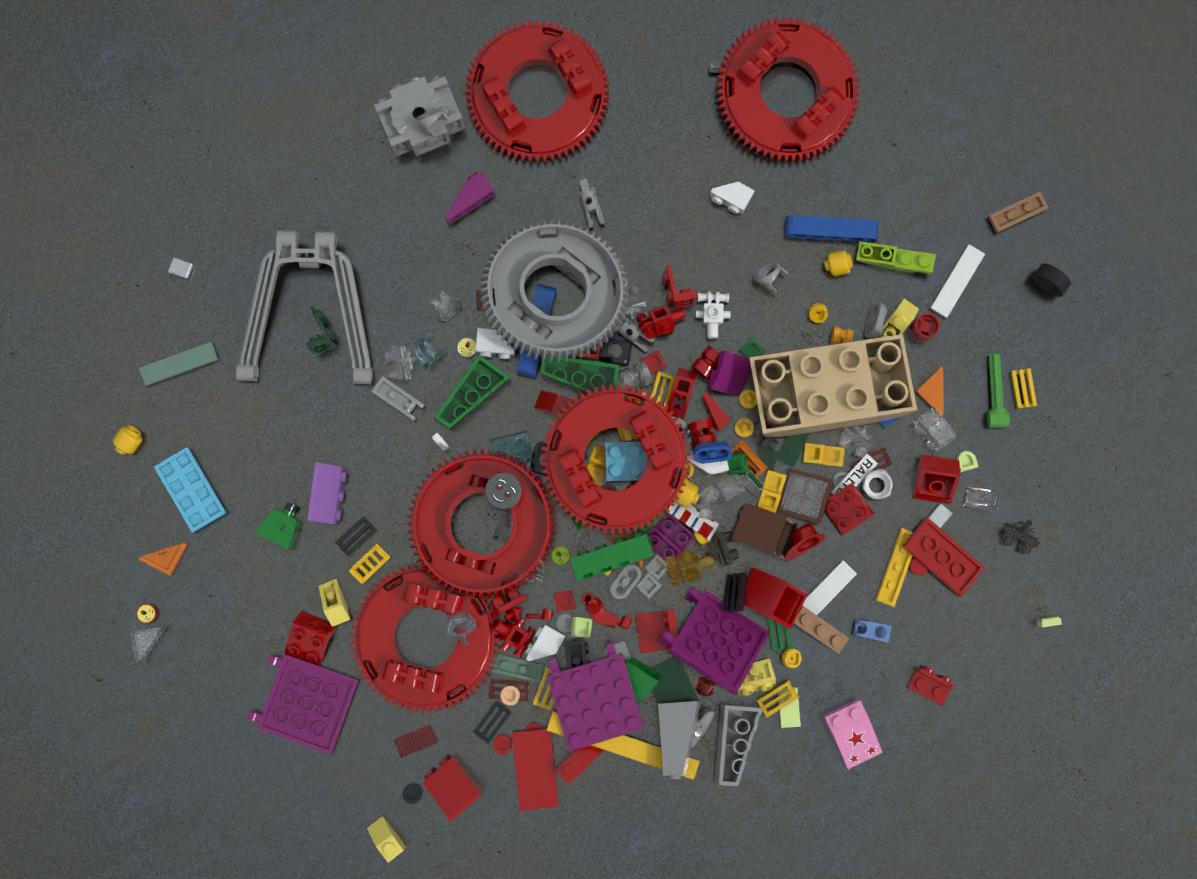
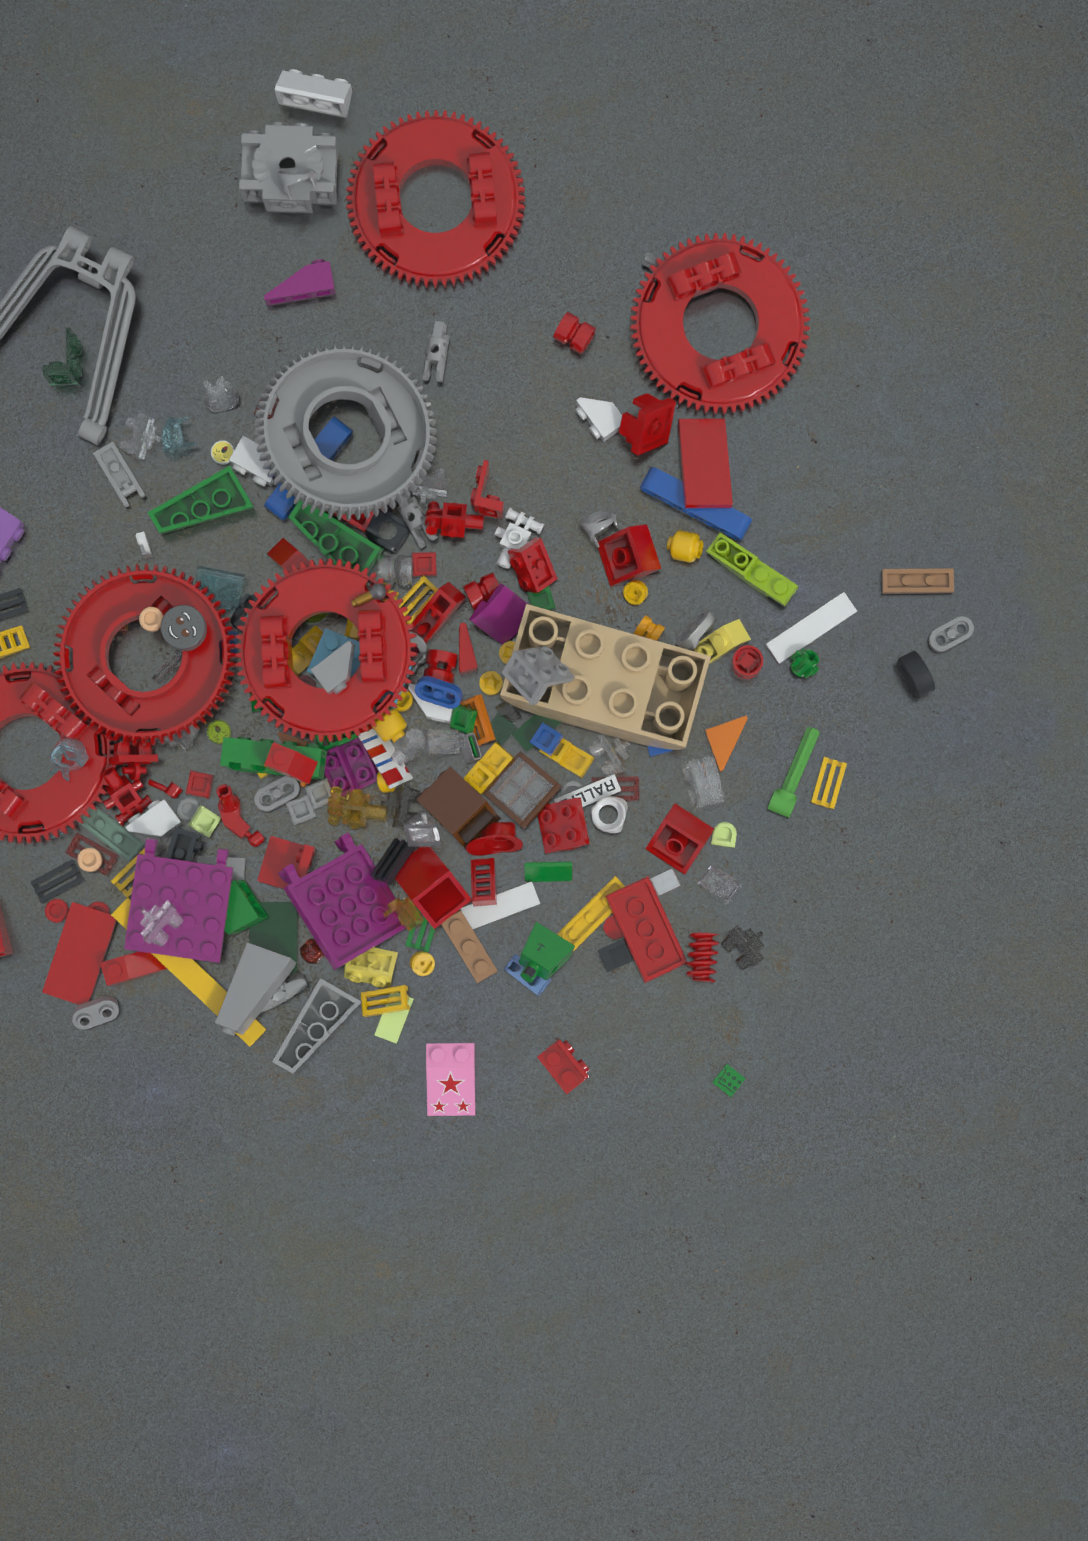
camera: 30 degrees right, 0 degrees up
(411, 53) = (313, 93): none -> white slope
(475, 495) = (151, 619): none -> light nougat tile
(566, 807) = (94, 1012): none -> light grey plate
(585, 720) = (156, 920): none -> clear hips
(629, 555) = (290, 763): none -> red slope
(632, 470) = (335, 669): none -> light grey slope
(635, 399) = (376, 592): none -> piece
(685, 143) = (574, 332): none -> red wheel
(735, 328) = (532, 566): none -> red bracket
(748, 560) = (422, 831): none -> clear slope
(765, 627) = (406, 911): none -> clear yellow bracket
(776, 186) = (652, 424): none -> red panel
(784, 405) = (534, 671): none -> light grey bracket
(801, 288) = (628, 554): none -> red slope
(806, 450) = (546, 739): none -> blue plate
(816, 590) = (483, 900): none -> red slope
(825, 196) = (705, 463): none -> red tile
(851, 547) = (548, 871): none -> green slope
(879, 610) = (544, 954): none -> green torso
(929, 587) = (615, 955): none -> black panel
(966, 308) = (804, 662): none -> green gear
(994, 558) = (702, 956): none -> red piece
(1050, 621) = (730, 1055): yellowish green tile -> none
(1055, 640) = (728, 1080): none -> green tile
(1059, 240) = (950, 634): none -> light grey plate

